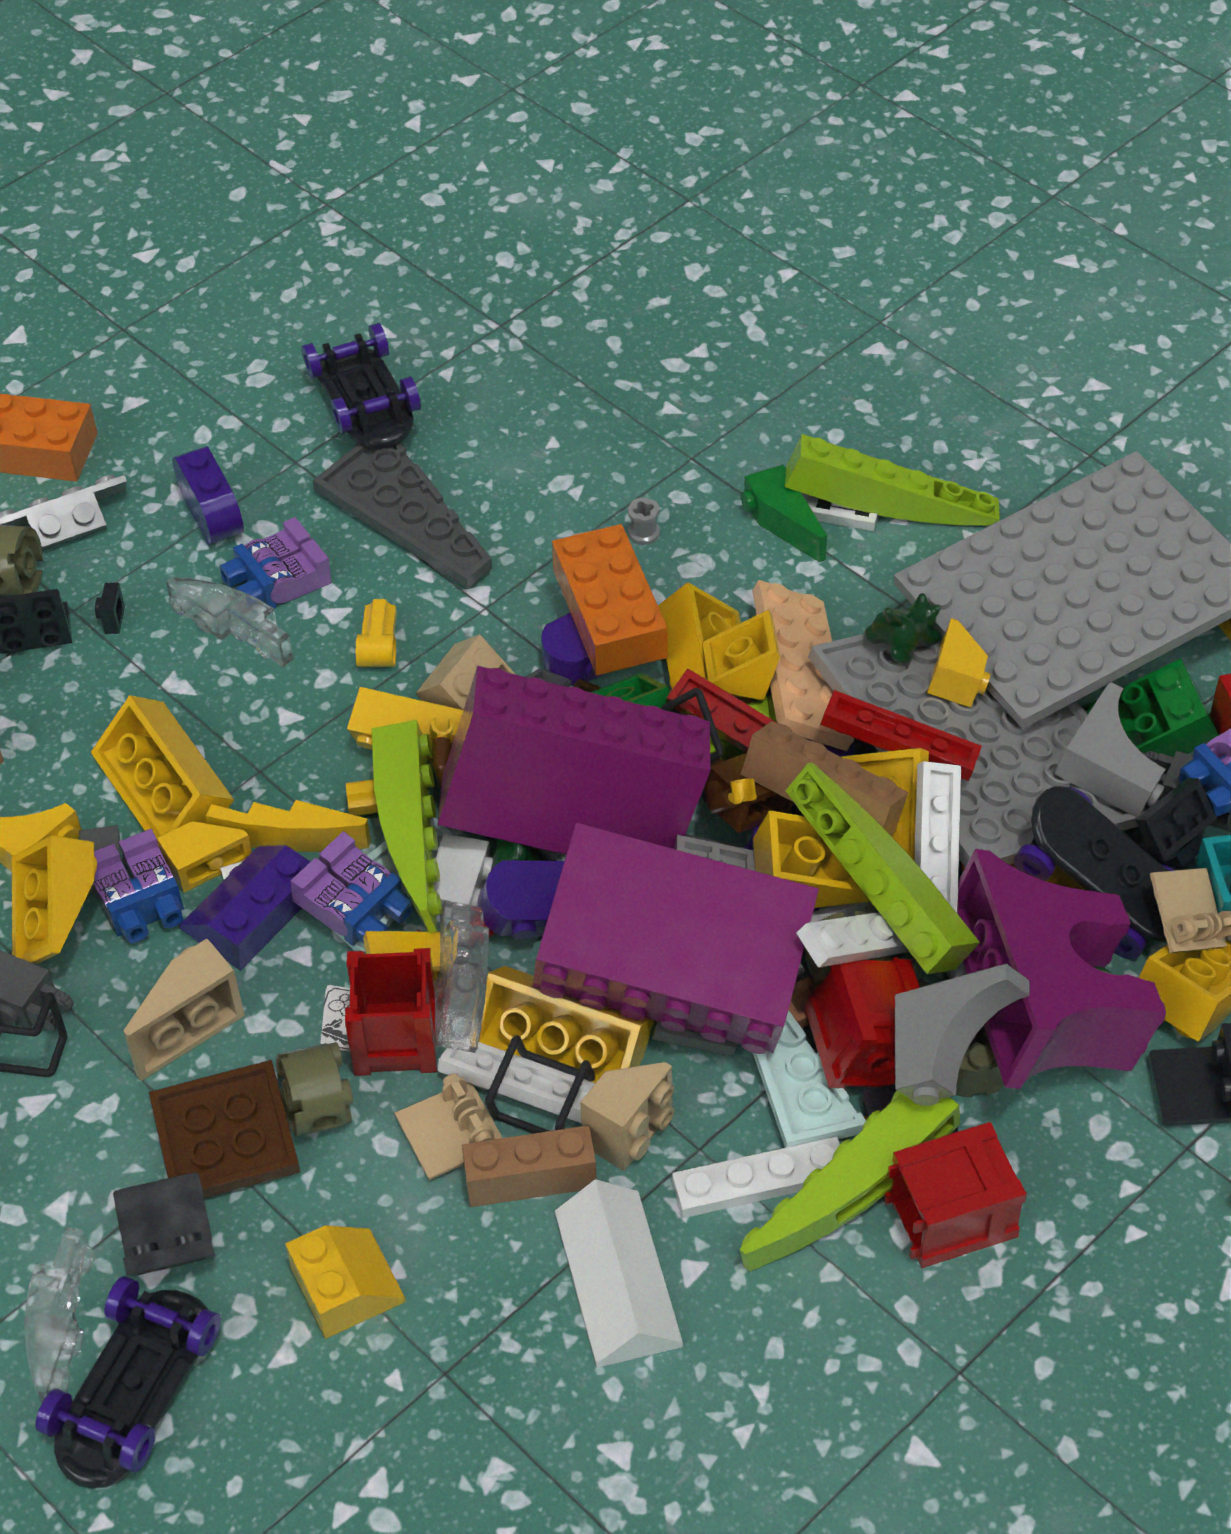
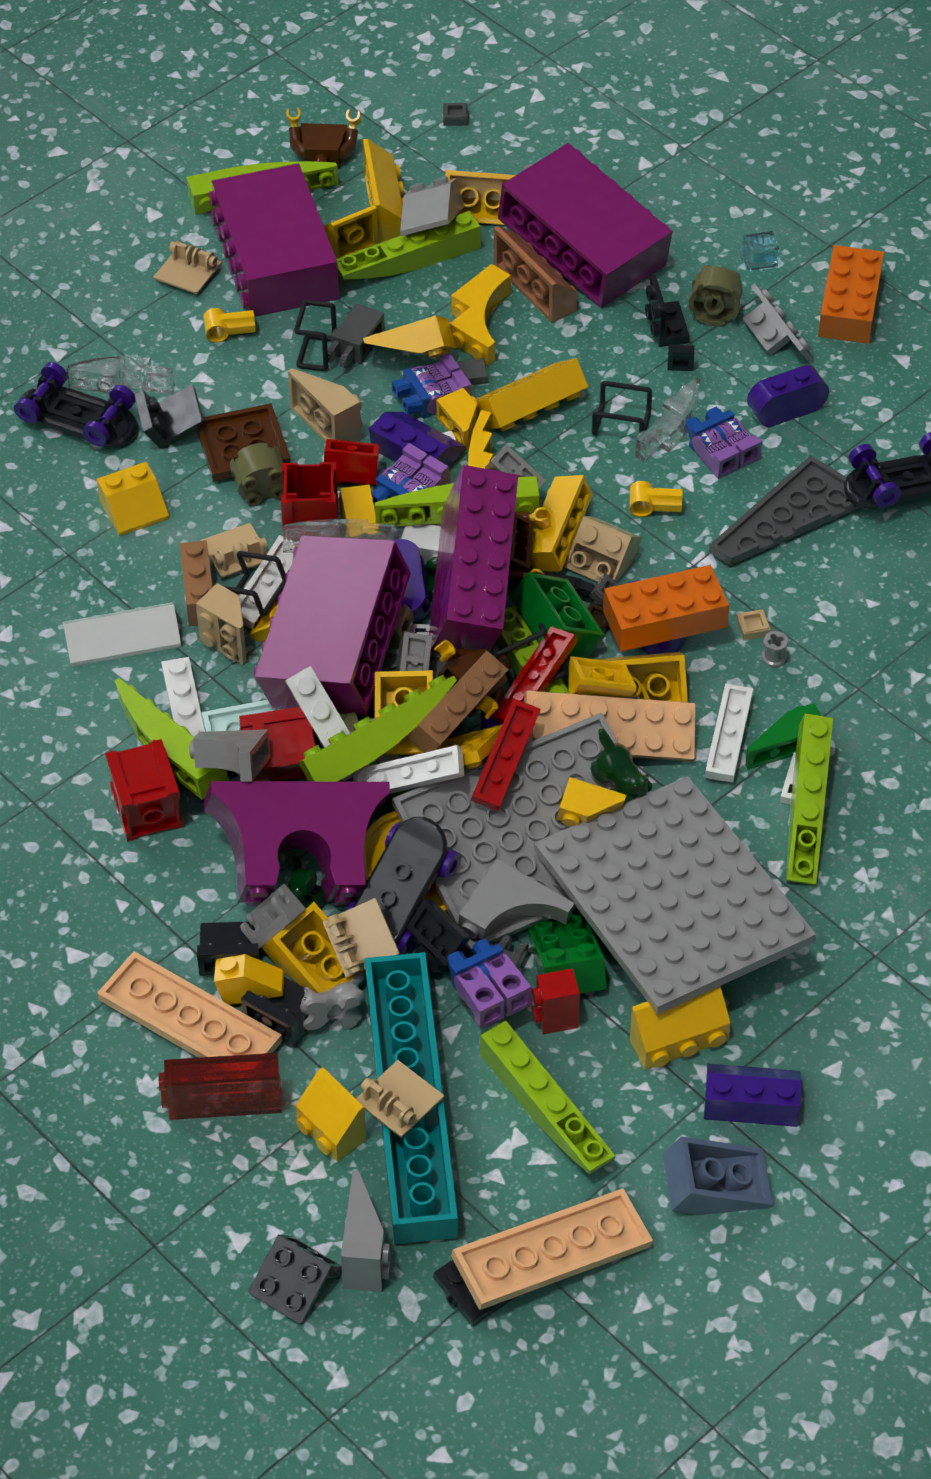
camera: 90 degrees right, 0 degrees up
(191, 632) = (596, 416): none -> black piece
(292, 975) = (355, 460): none -> red brick
(335, 770) = (510, 462): none -> light grey hinge
(779, 566) = (729, 733): none -> white plate
(1183, 1000) = (272, 915): none -> light grey hinge

